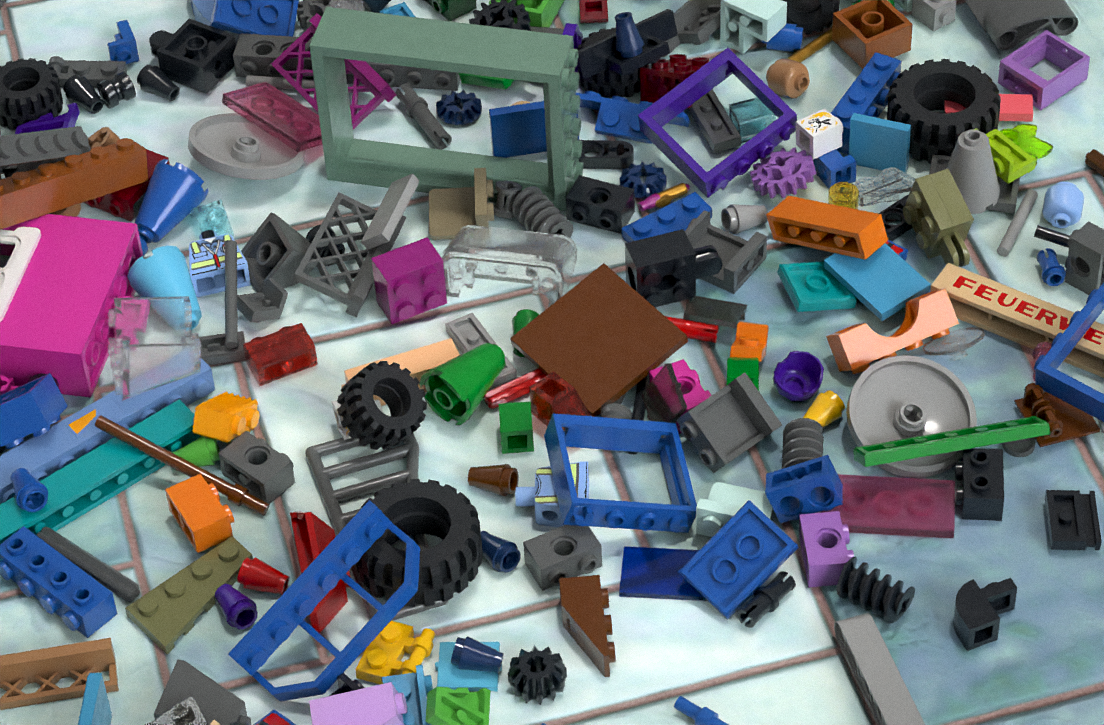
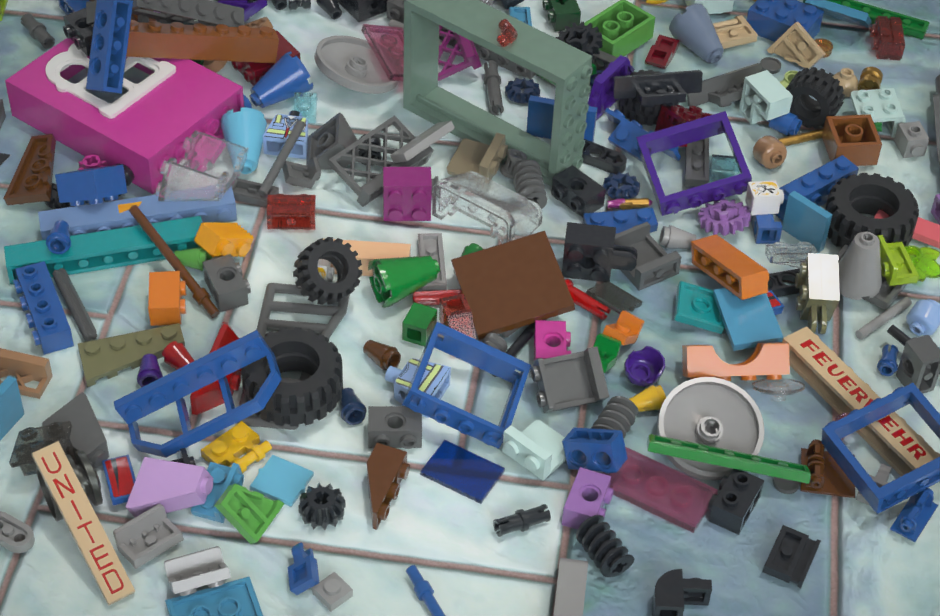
camera: 20 degrees right, 0 degrees up
(464, 43) = (508, 34): none -> clear red arm
(476, 656) = (285, 473): dark blue cone -> none
(628, 38) = (657, 78): dark blue cone -> none
(664, 397) = (533, 342): clear smoke piece -> none
(738, 559) = (514, 481): blue tile -> none
(844, 195) = (757, 250): clear yellow brick -> none

